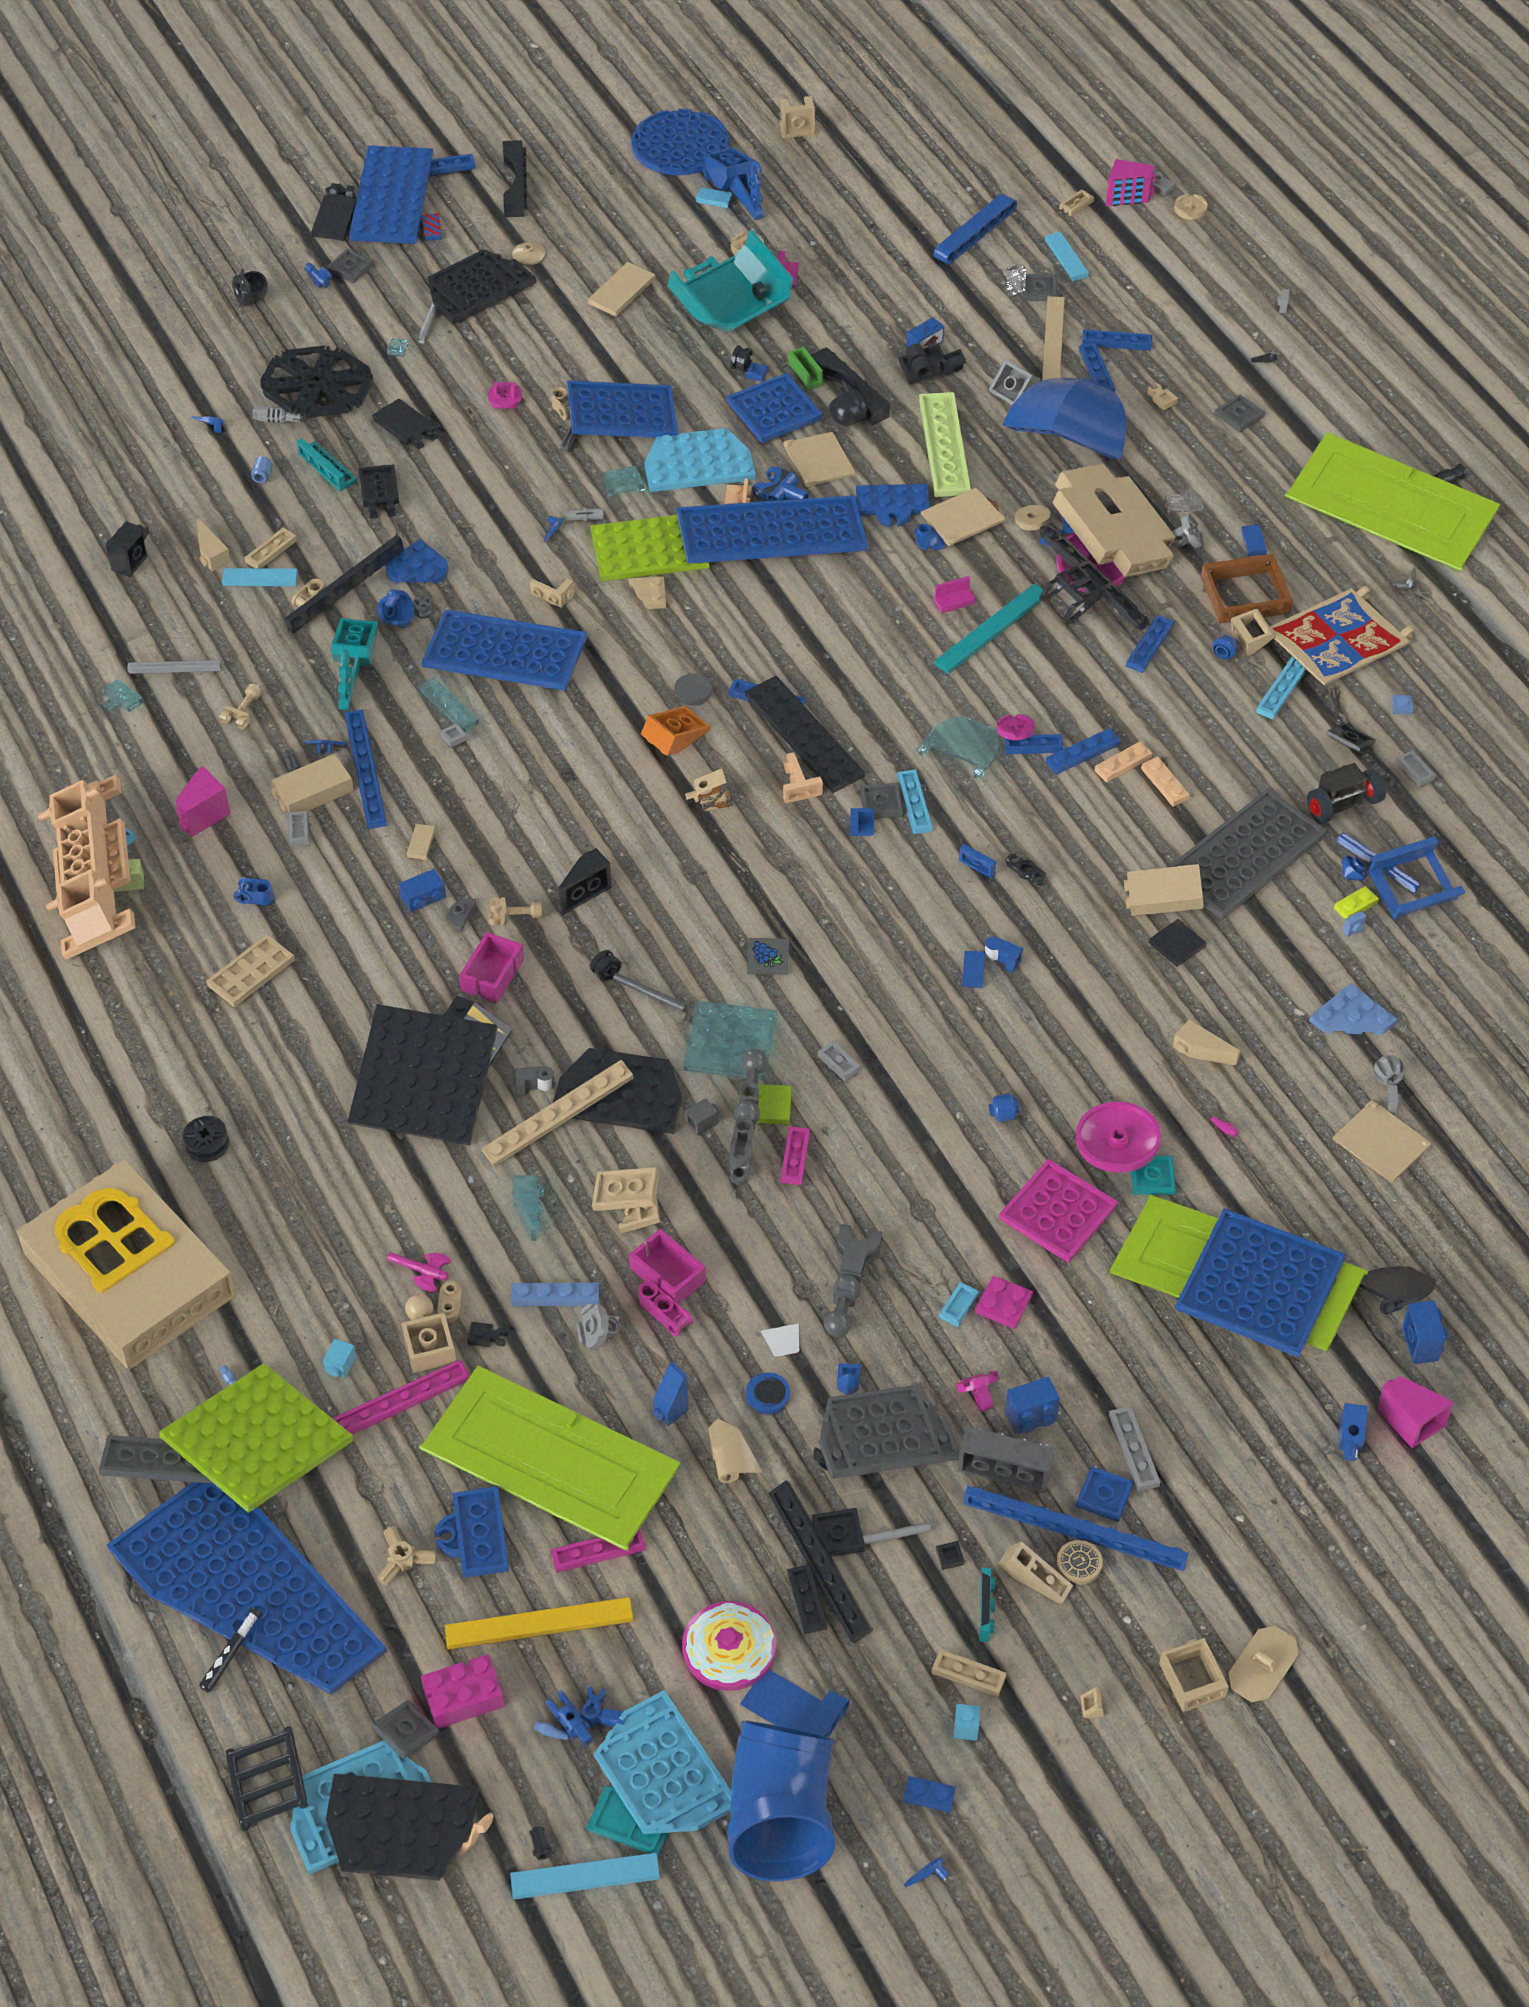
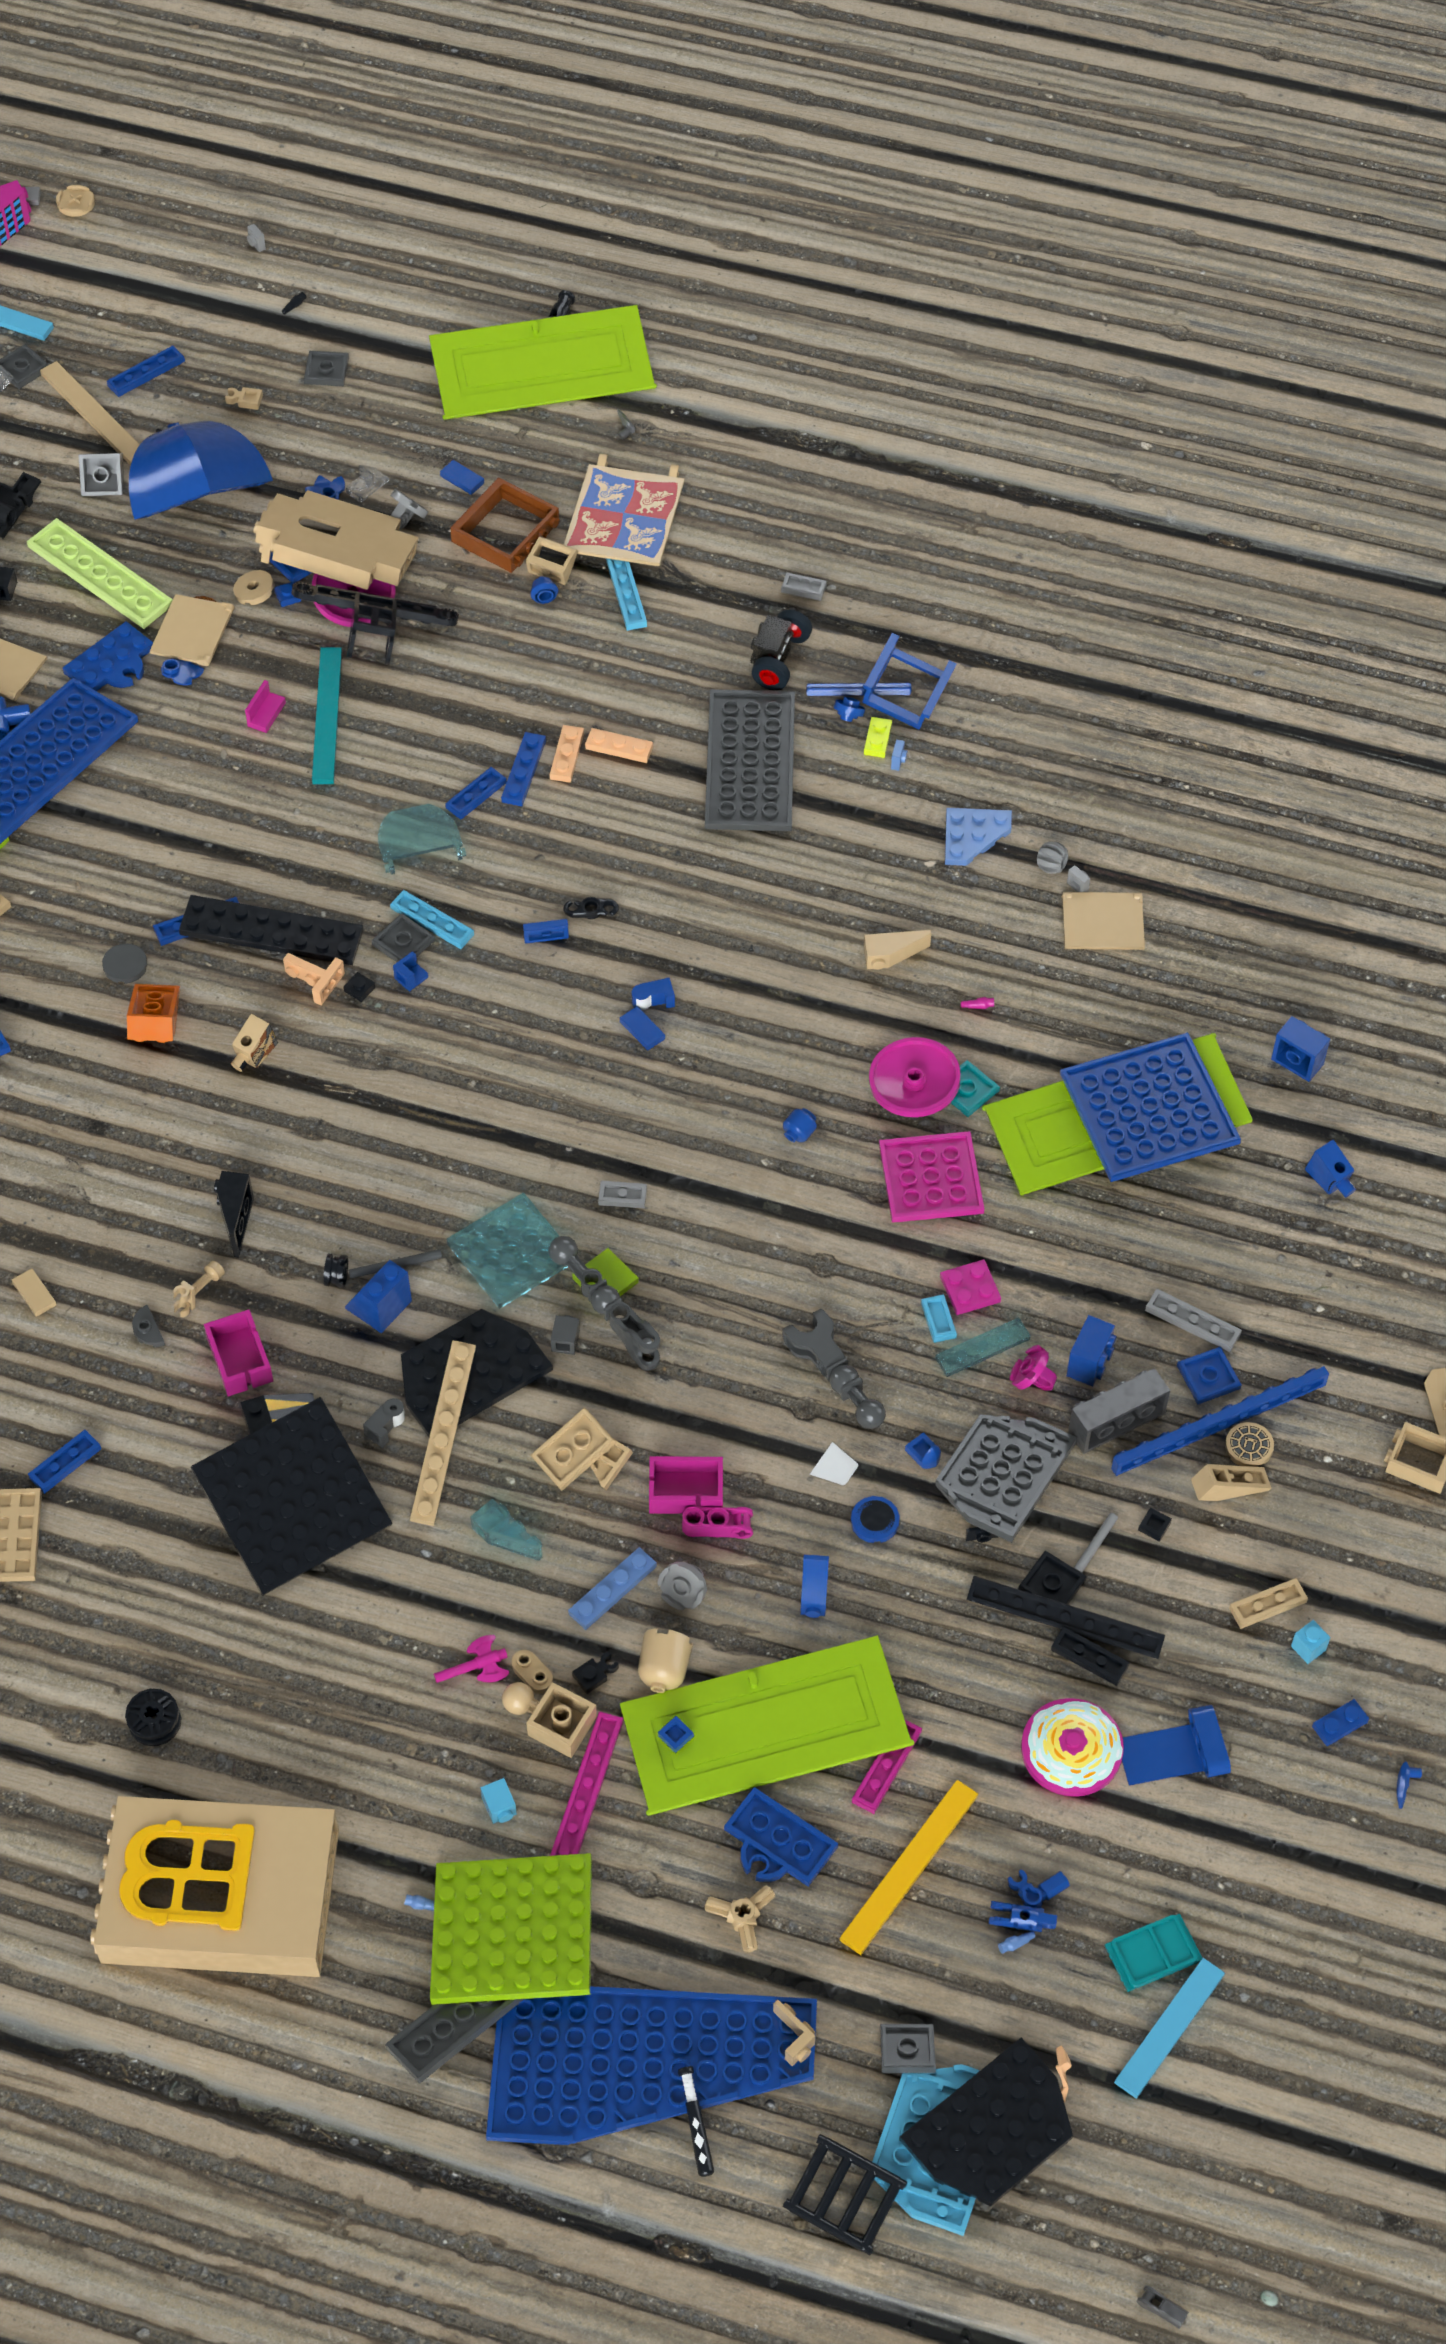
camera: 45 degrees left, 5 degrees up
(326, 952) = (64, 1461): none -> blue plate
(343, 1662) = (800, 2048): none -> tan bracket
(422, 890) = (90, 1335): blue brick -> none
(462, 1691) = (918, 1975): dark pink piece -> none
(485, 1411) = (675, 1734): none -> blue plate
(529, 1360) = (664, 1659): none -> tan cylinder
(540, 1844) = (1110, 2035): black pin -> none
(613, 1002) = (382, 1297): none -> blue slope
(662, 1770) = (1136, 1889): medium azure plate -> none
(730, 1452) = (903, 1592): tan panel -> none
(768, 956) = (461, 1151): dark grey tile -> none
(780, 1803) = (1261, 1823): blue cylinder -> none
(795, 1155) = (677, 1304): dark pink plate -> none
(820, 808) = (359, 987): none -> black plate
(967, 1346) = (982, 1347): none -> clear light blue tile
(987, 1605) = (1223, 1539): plate -> none
(1015, 727) = (447, 789): dark pink tile -> none
(1092, 1703) = (1376, 1545): tan slope -> none
(1096, 366) = (154, 408): blue tile -> none
(1150, 643) = (475, 632): blue tile -> none
(1152, 488) = (328, 488): none -> blue plate
(1164, 890) = (726, 839): tan brick -> none
(1177, 942) = (778, 877): black tile -> none
(1351, 738) = (726, 596): black slope -> none
(1398, 1286) = (1248, 1026): black piece -> none
(1402, 704) = (734, 538): medium blue plate -> none
(1413, 1410) = (1356, 1117): dark pink slope -> none

